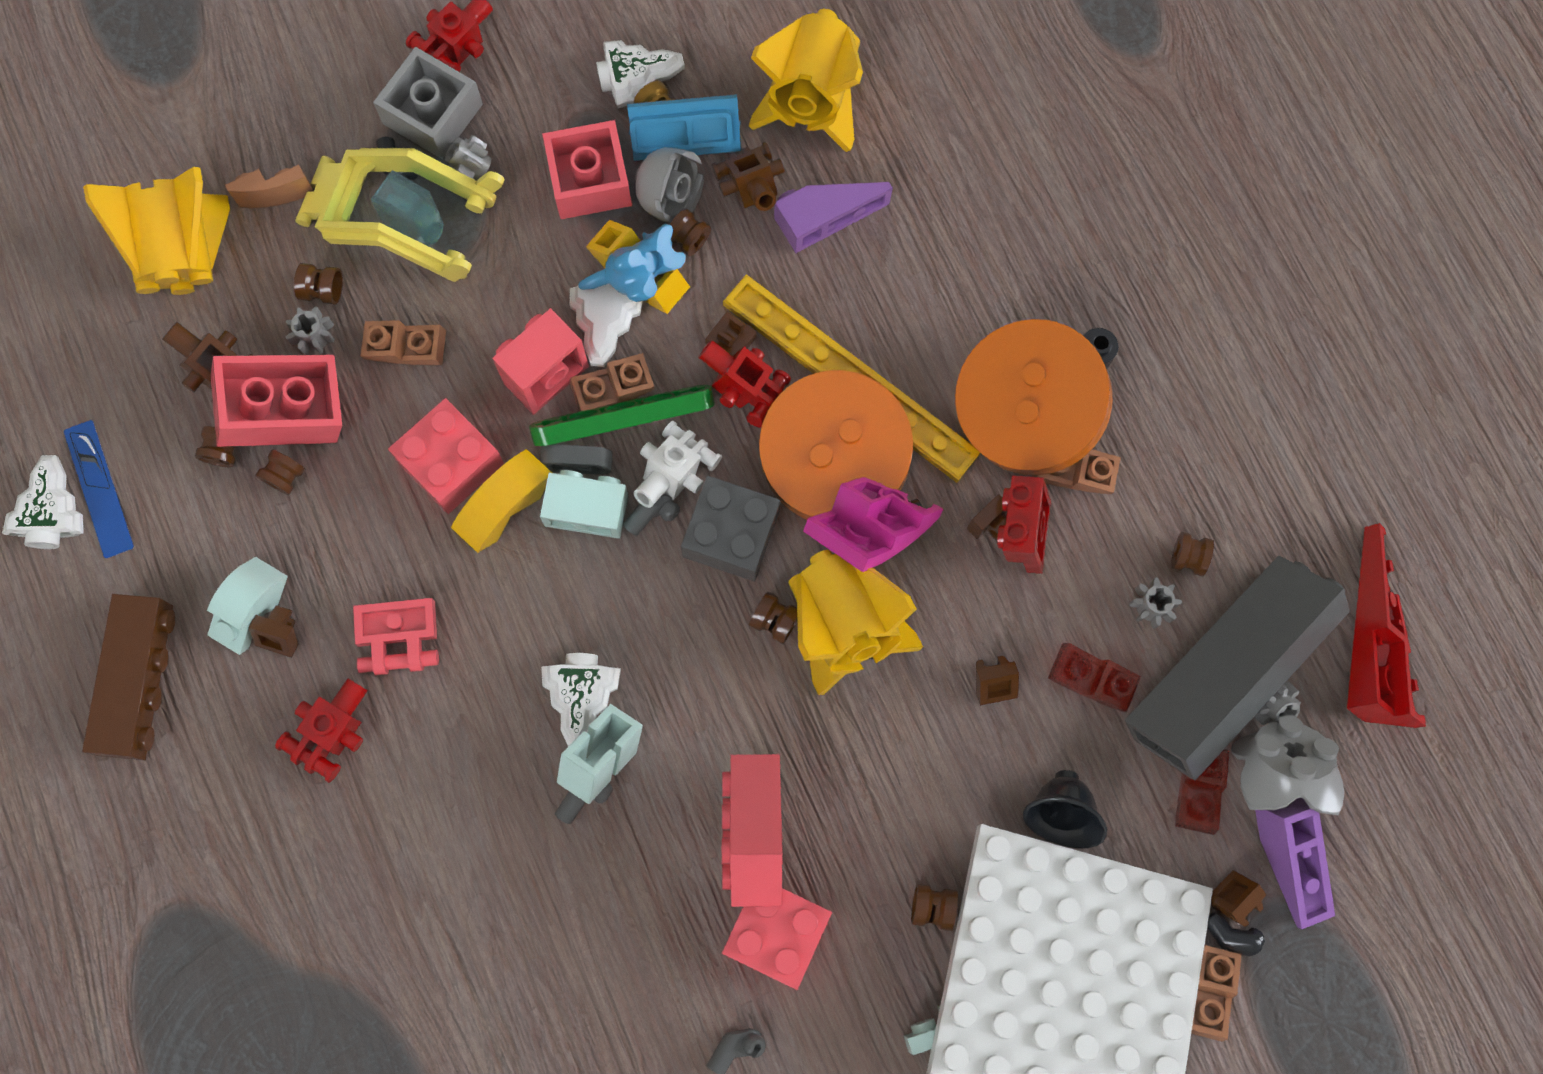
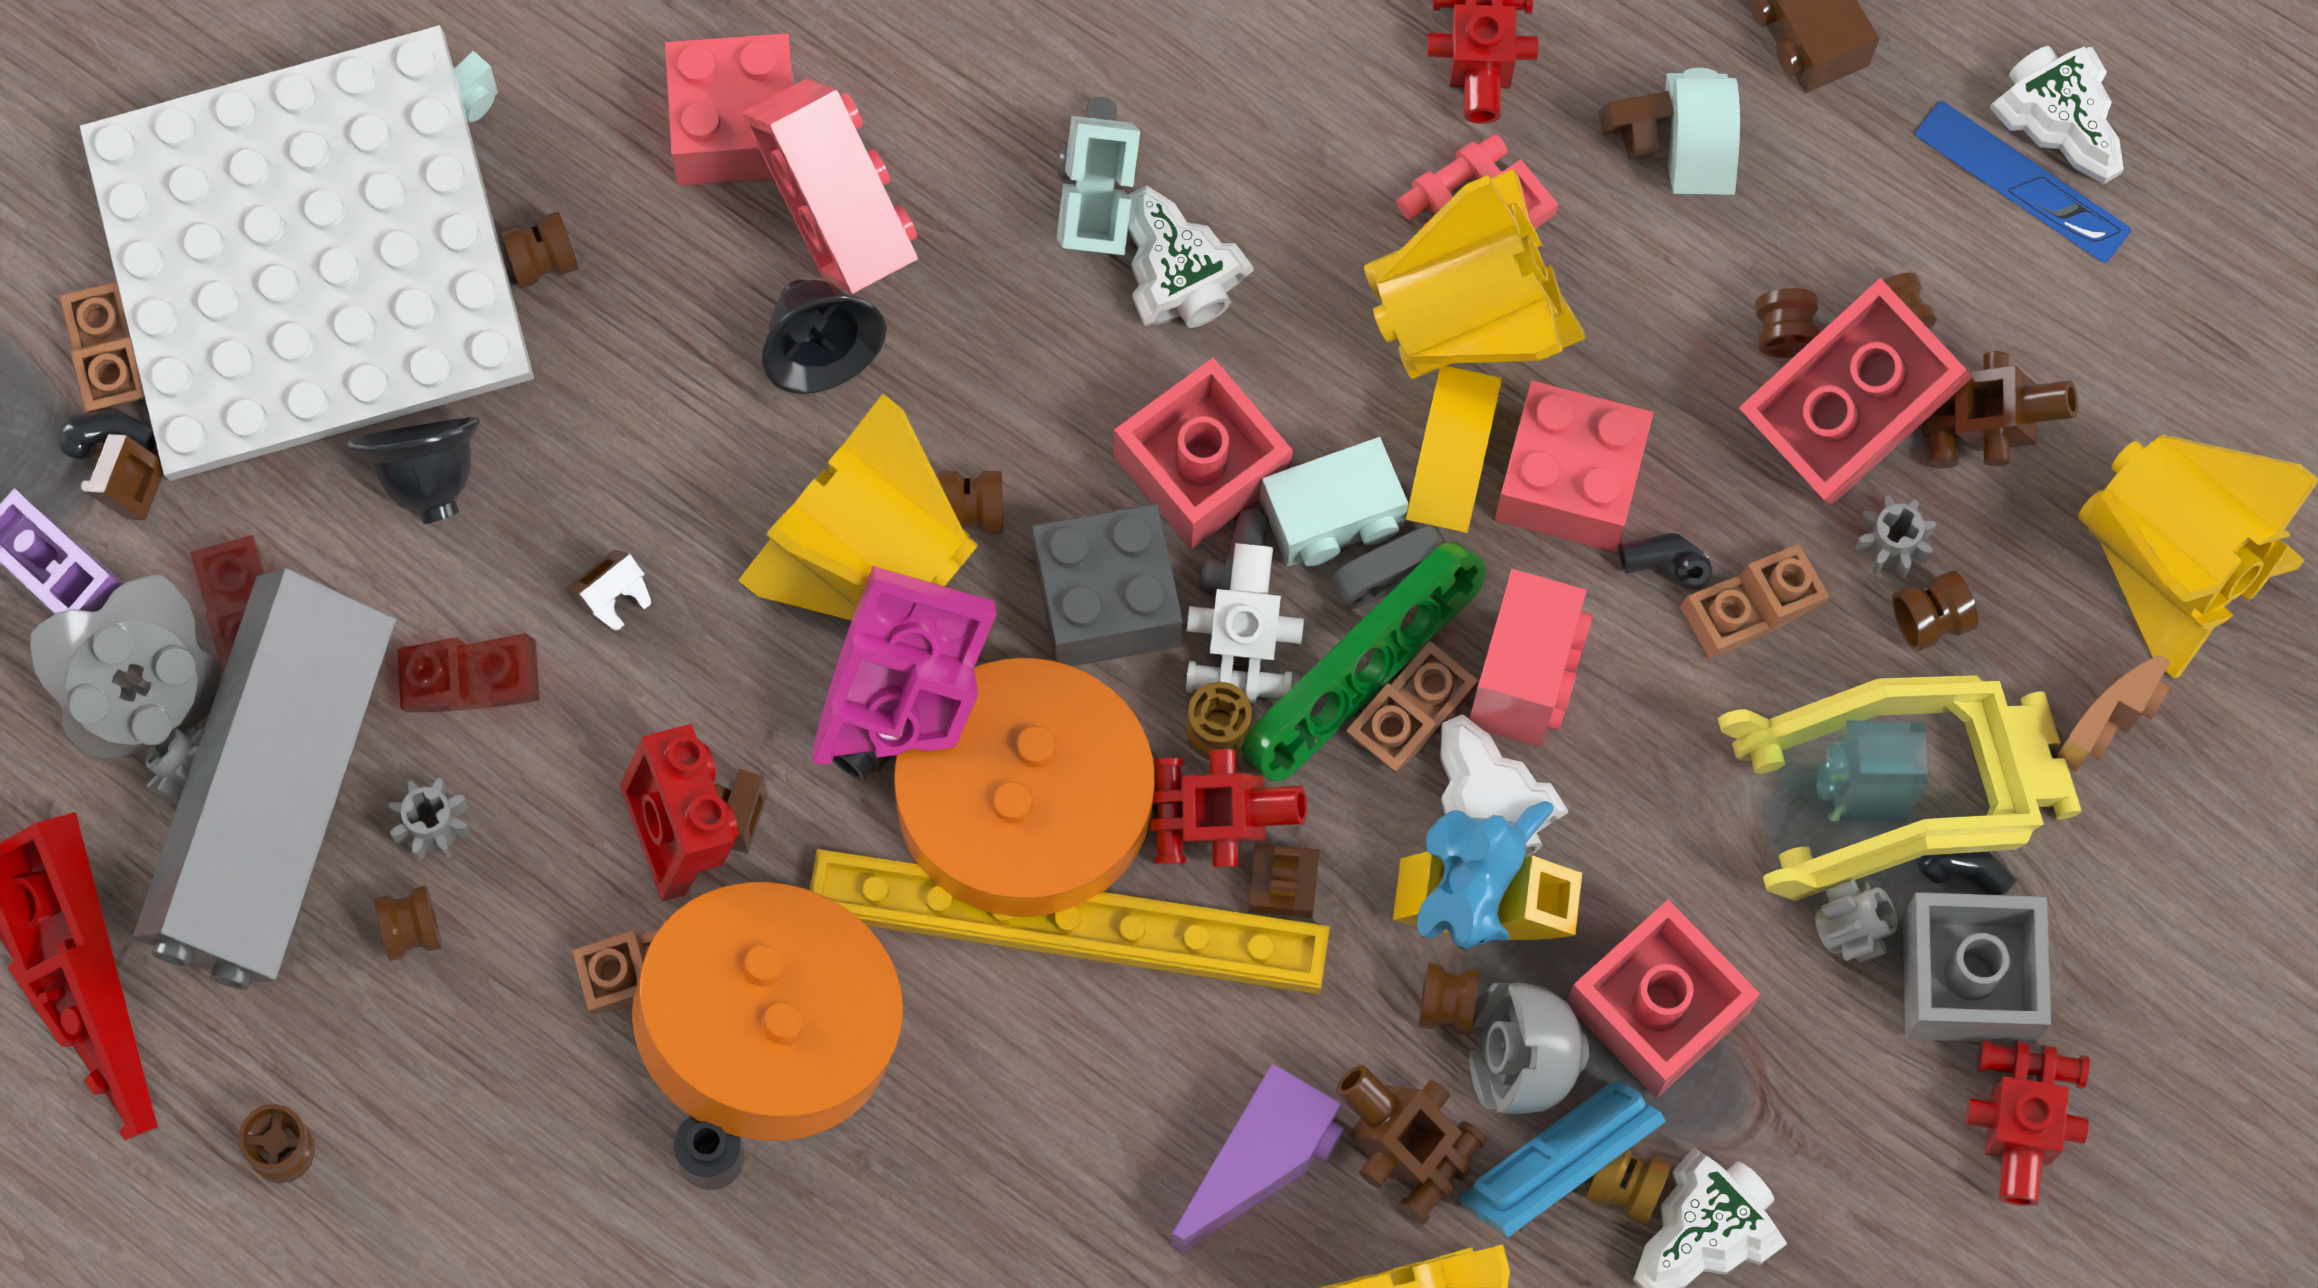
camera: 150 degrees right, 5 degrees down
(427, 387) = (1670, 555): none -> black arm
(435, 567) = (1473, 285): none -> yellow brick
(636, 568) = (1200, 452): none -> coral brick
(716, 435) = (1219, 729): none -> pearl gold wheel
(805, 763) = (820, 337): none -> black hat
(1319, 473) = (267, 1135): none -> reddish brown wheel

